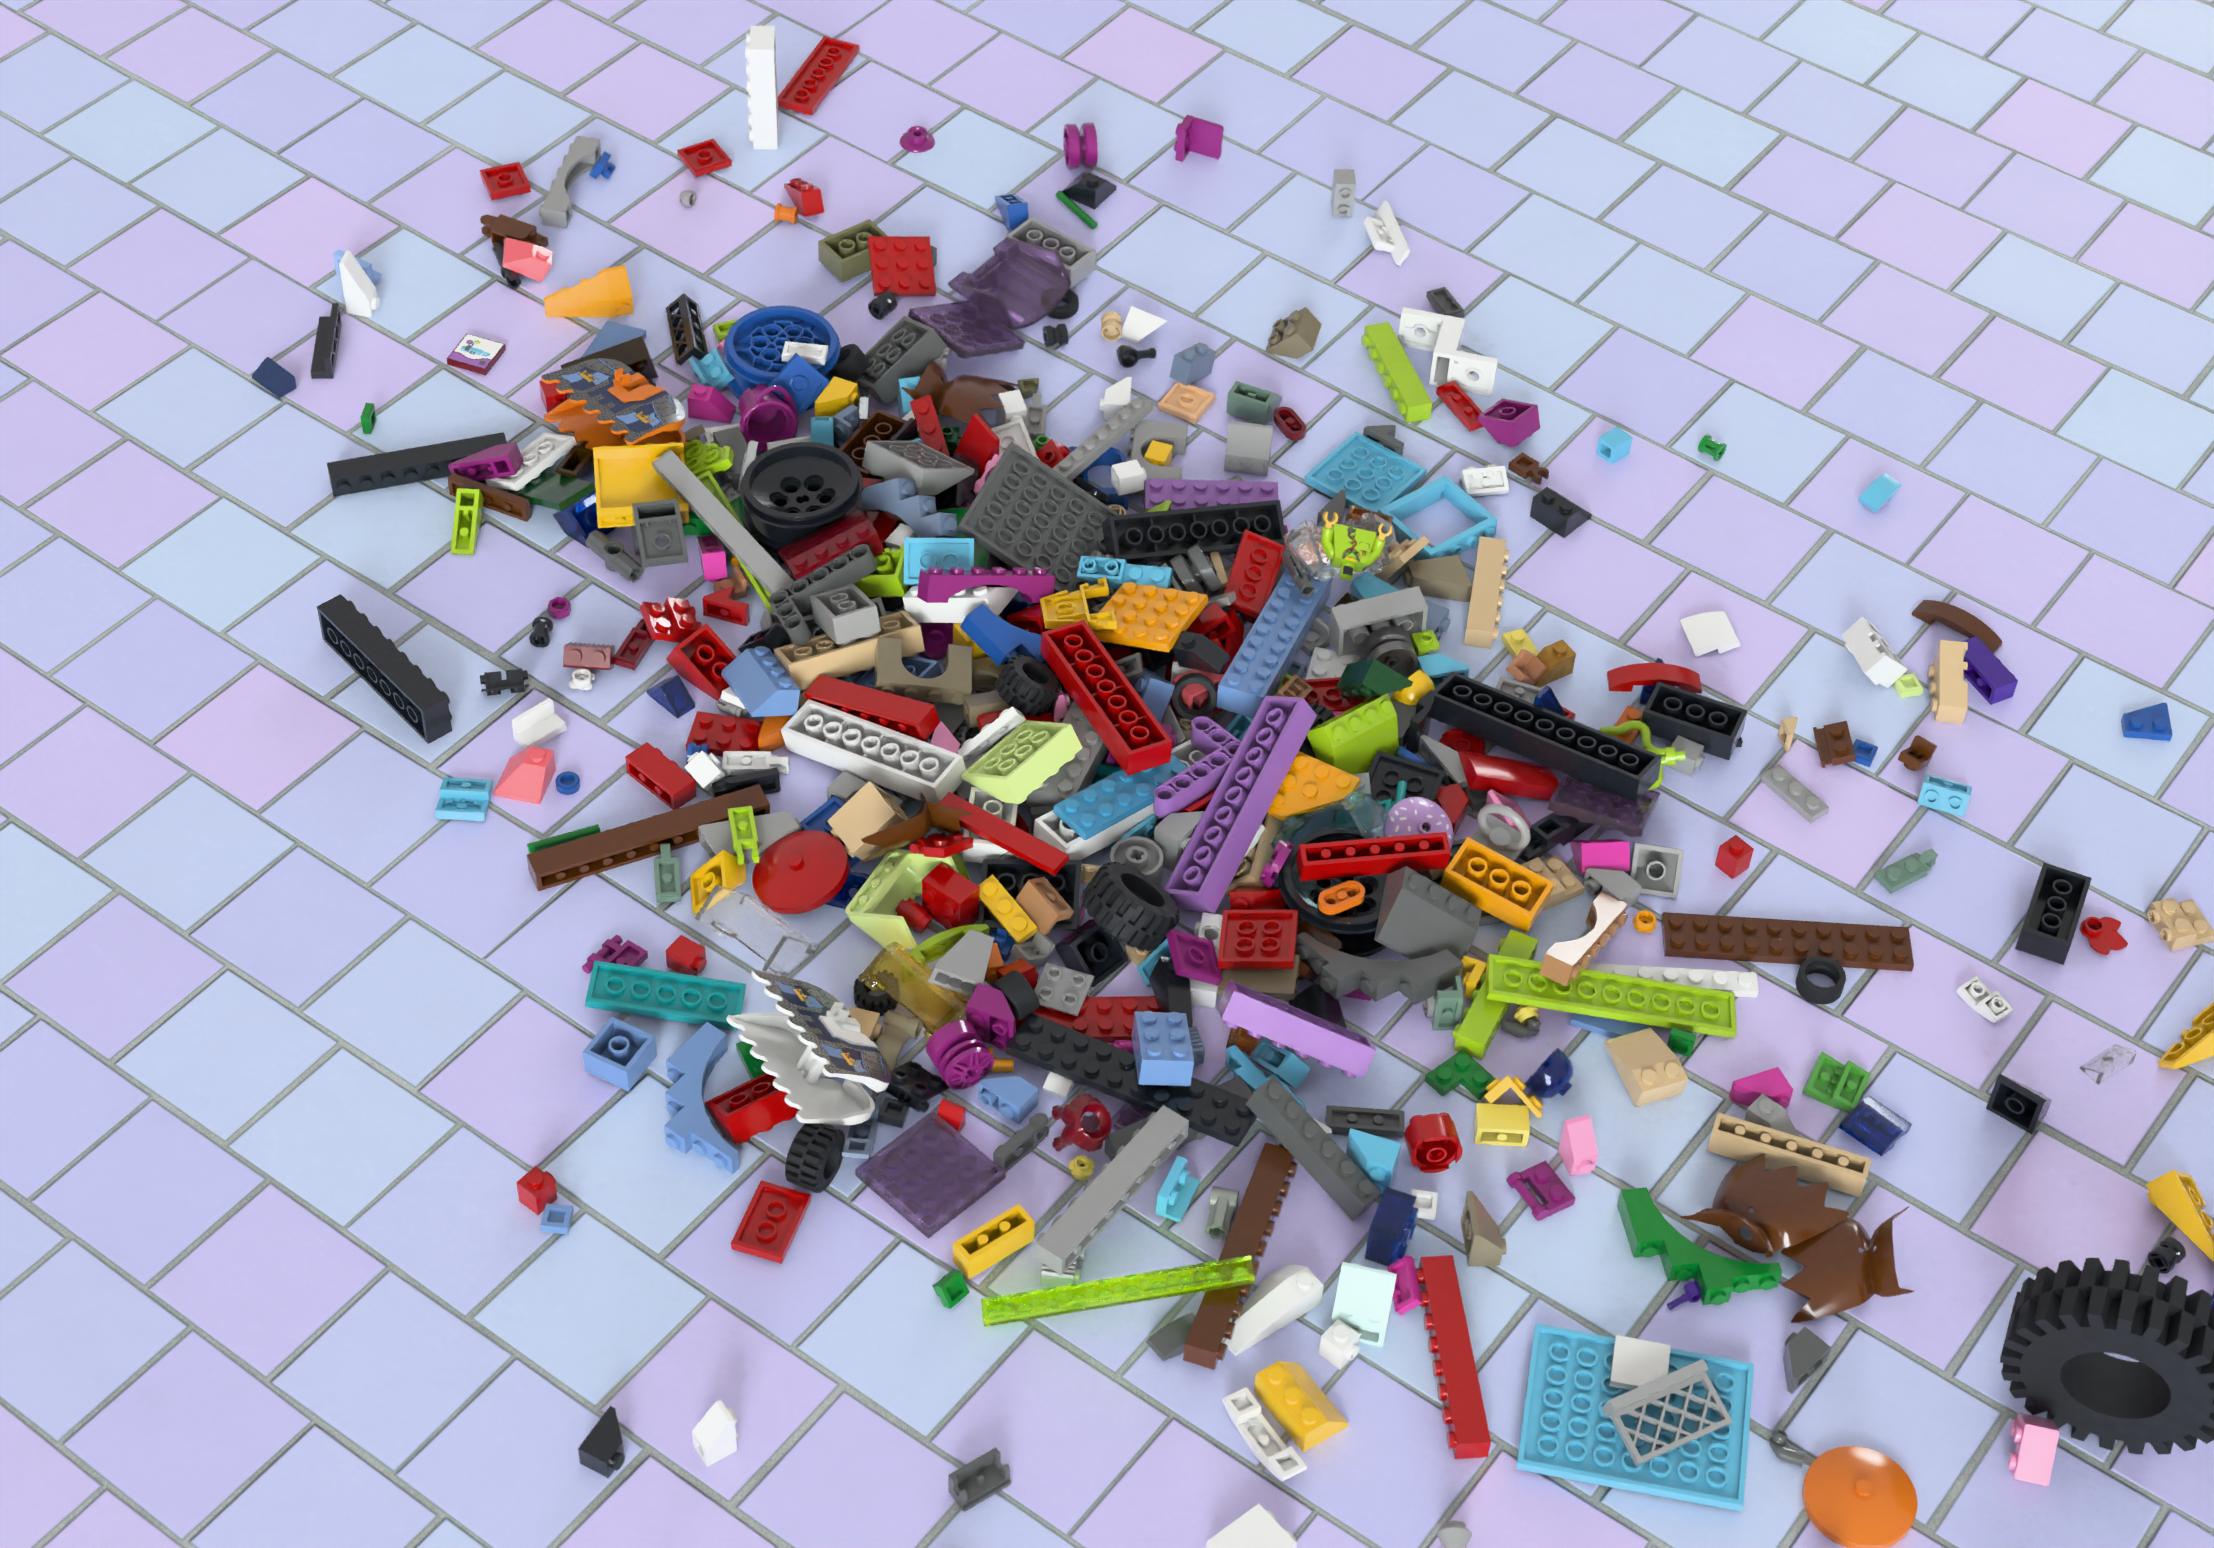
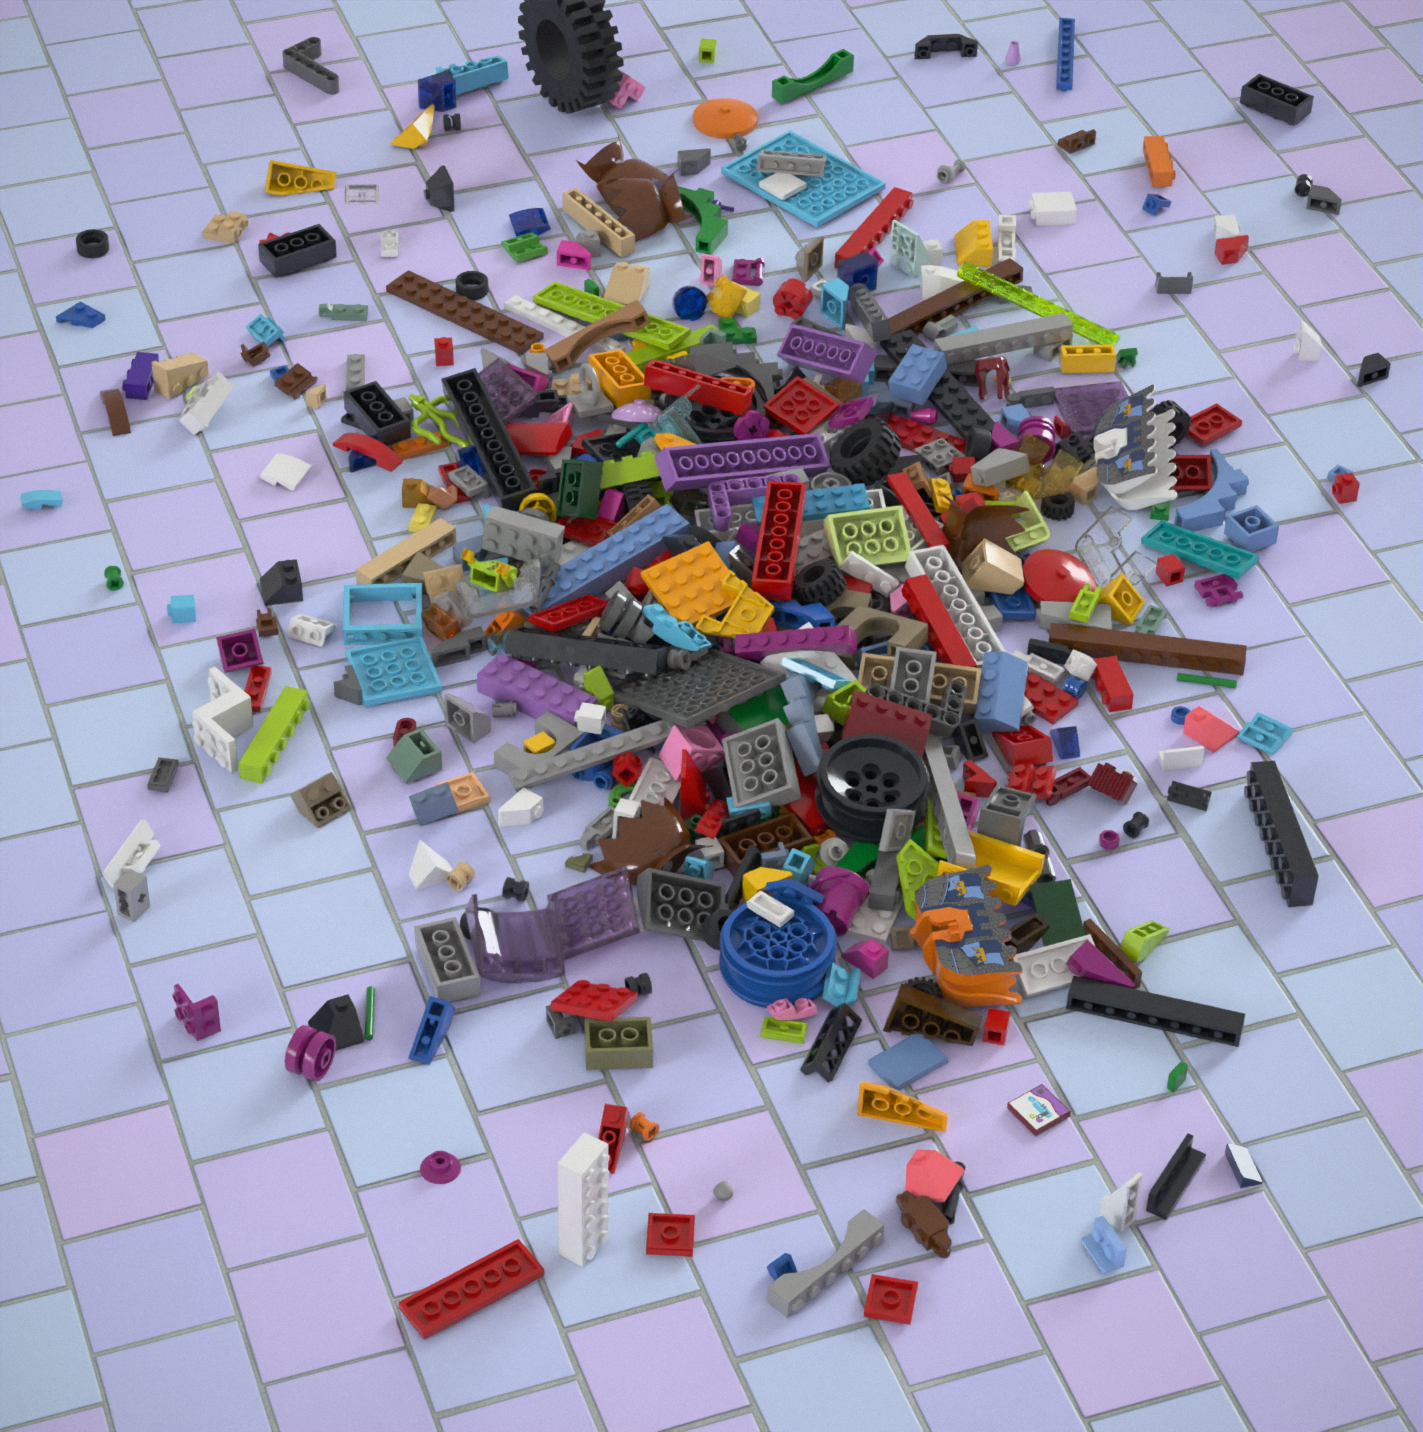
camera: 145 degrees left, 5 degrees down
(1129, 356) = (472, 846): black bar -> none

